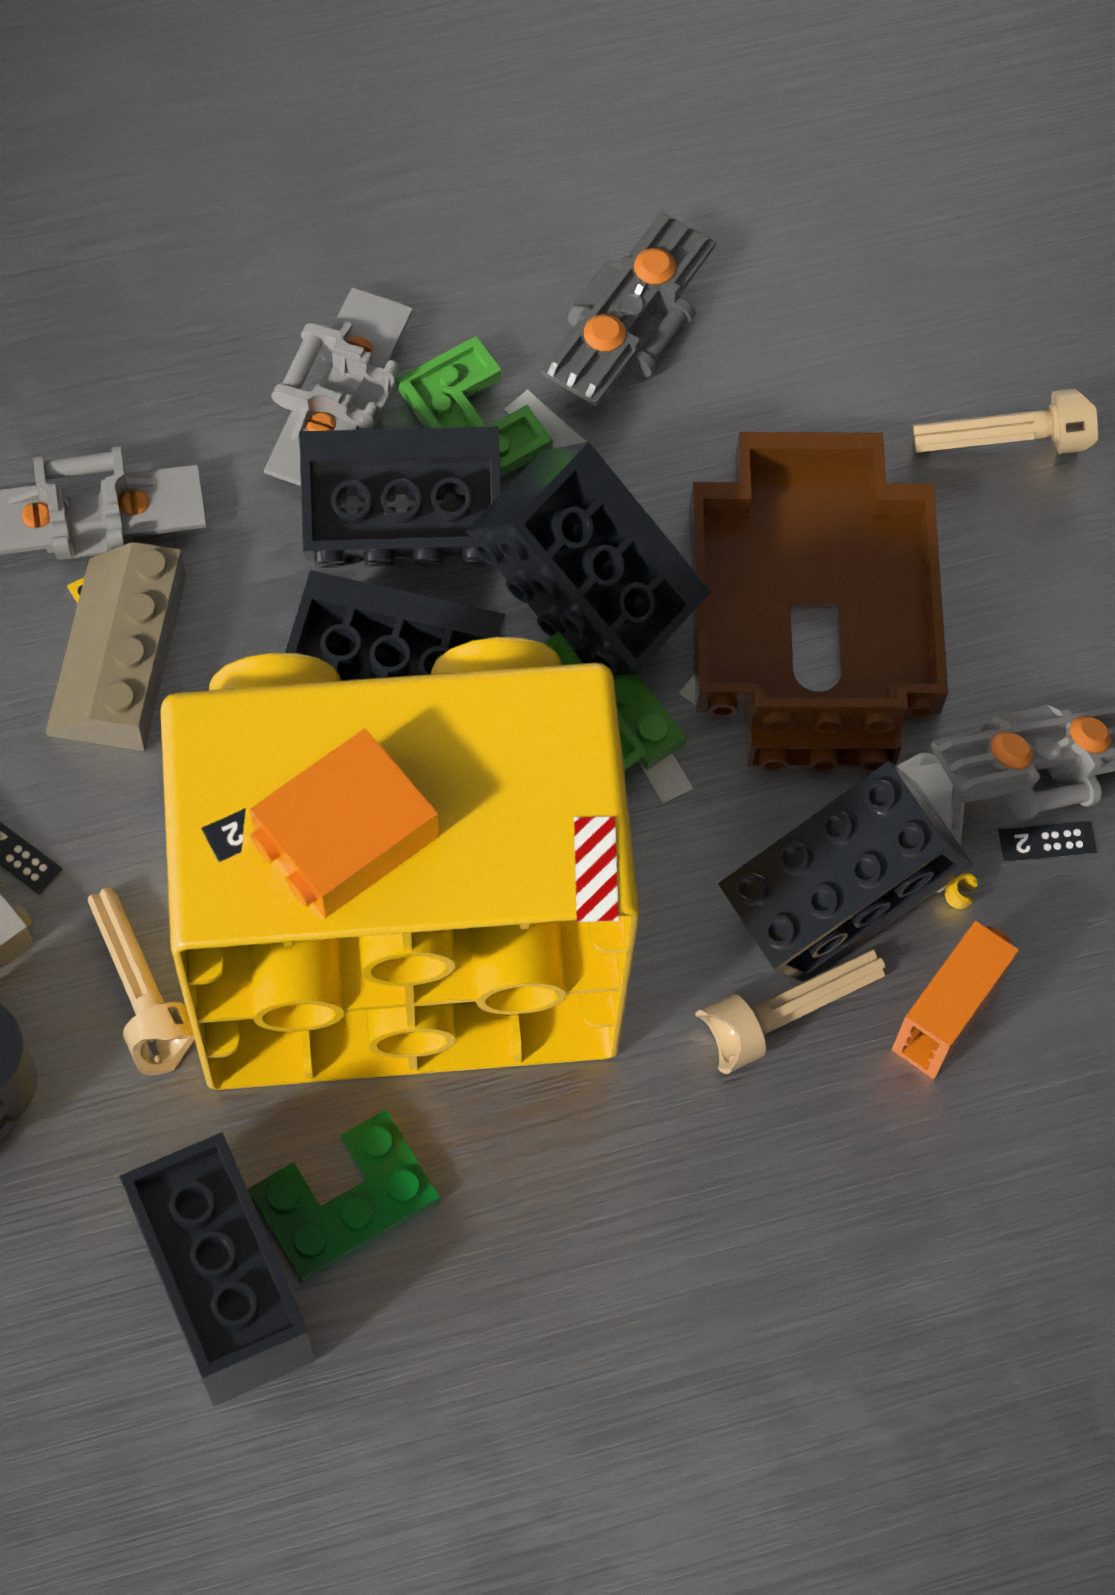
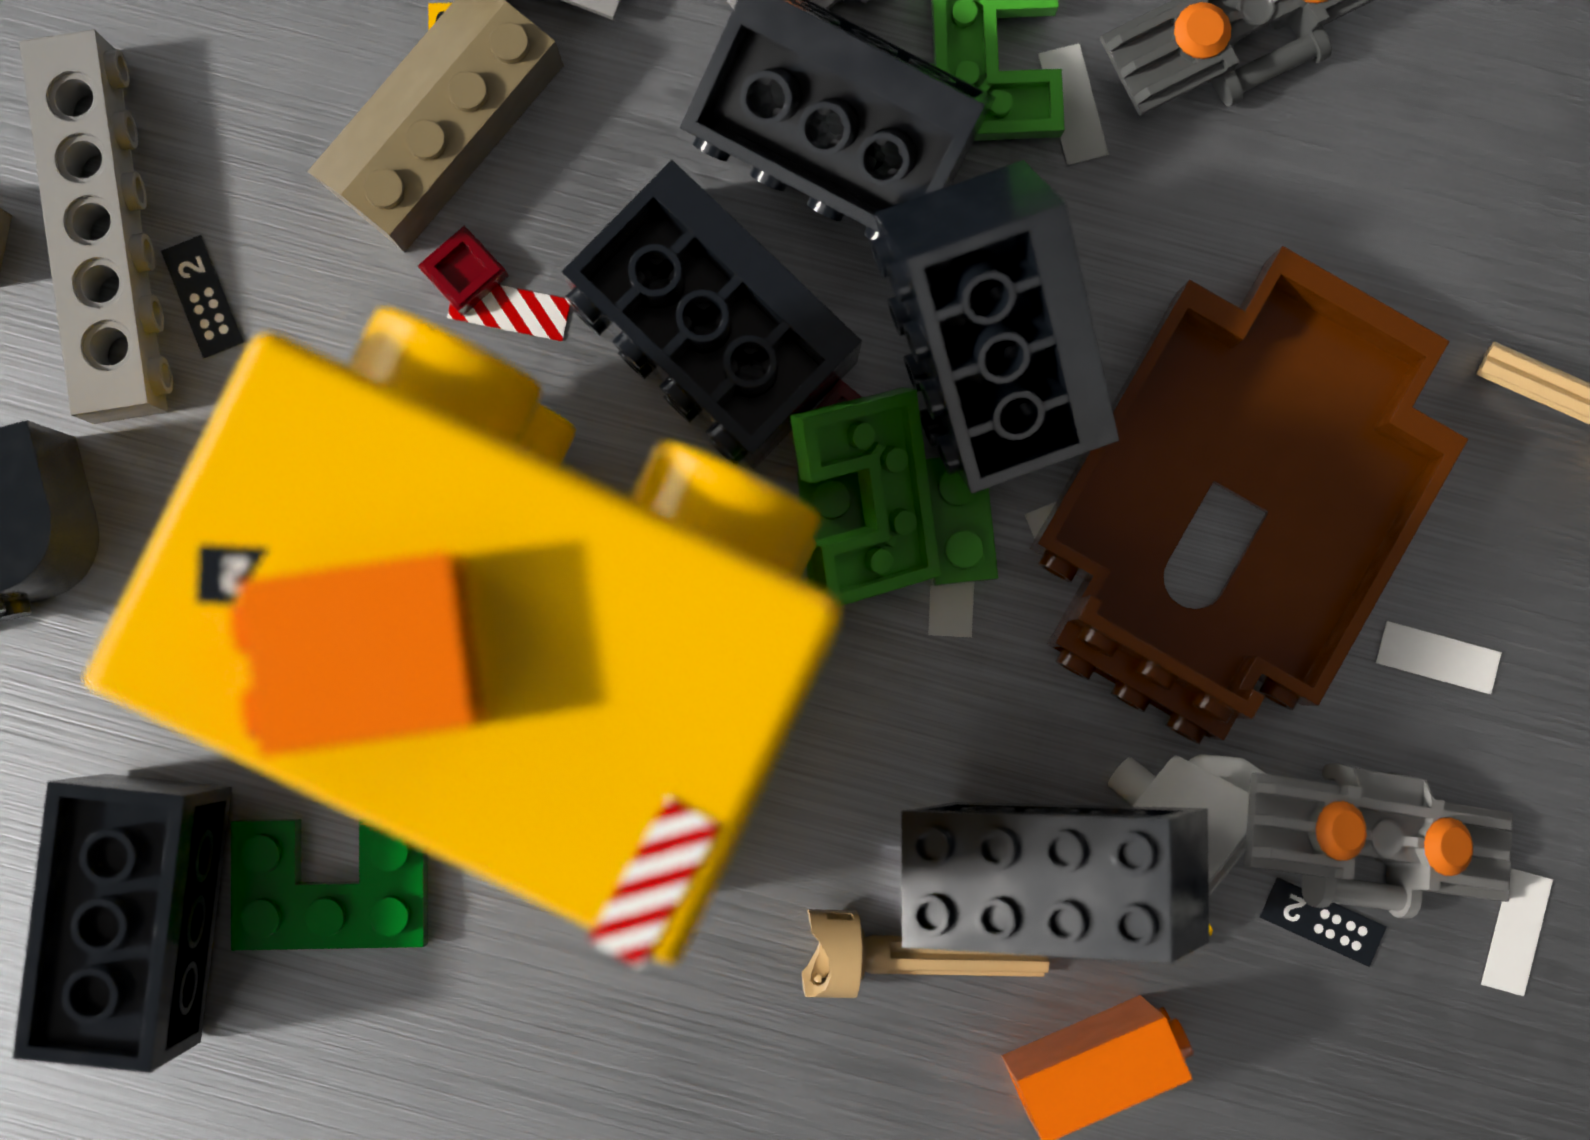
camera: 30 degrees right, 20 degrees up
(1009, 636) = (1438, 657): none -> white sticker

